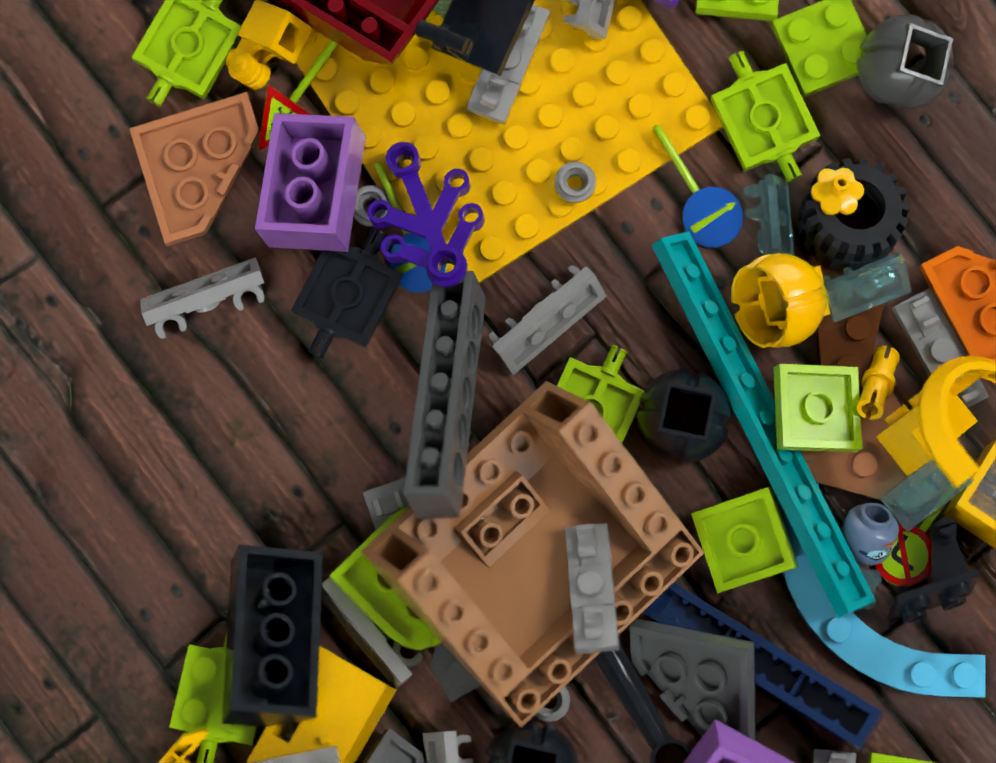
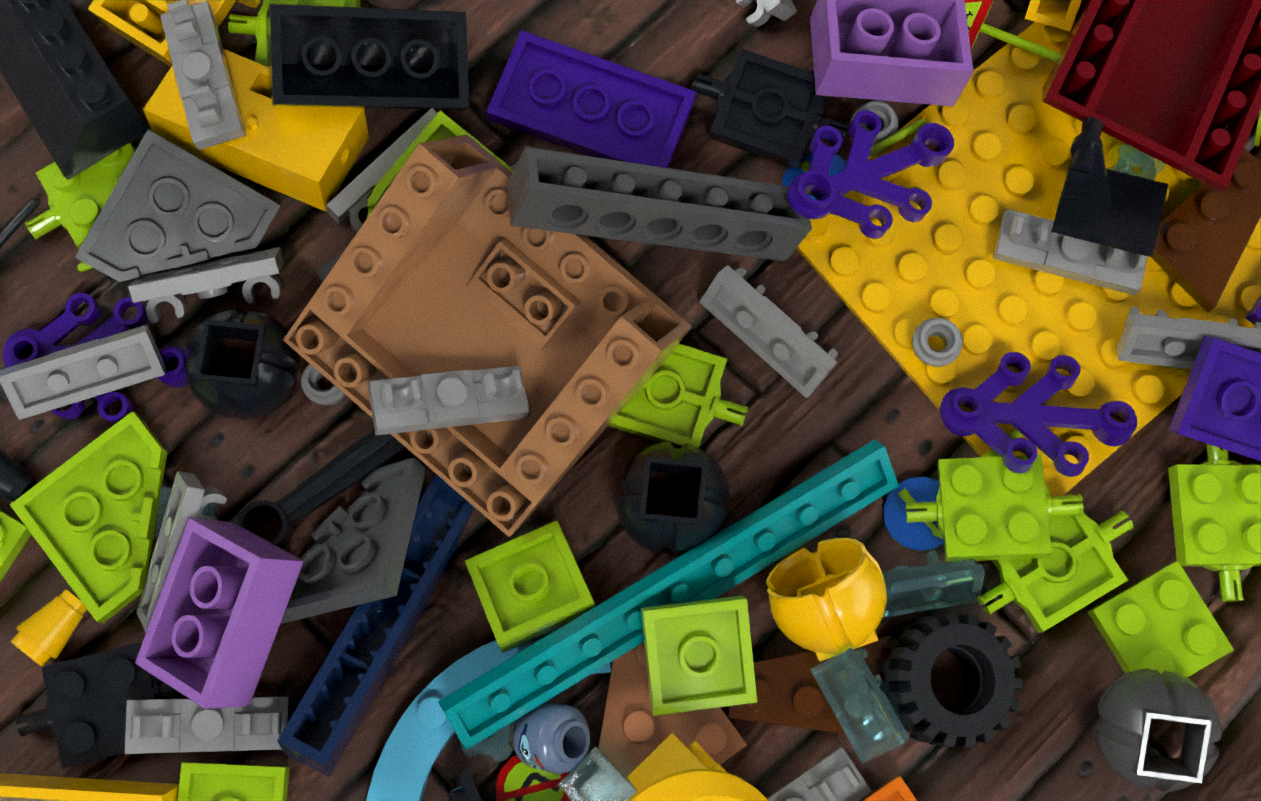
camera: 85 degrees right, 5 degrees down
(325, 447) = (590, 103): none -> dark purple plate
(648, 117) = (1032, 417): none -> dark purple plant
(719, 158) = (993, 511): none -> lime plate
(834, 197) = (966, 651): yellow plant -> none
(878, 382) = (741, 731): yellow pin -> none

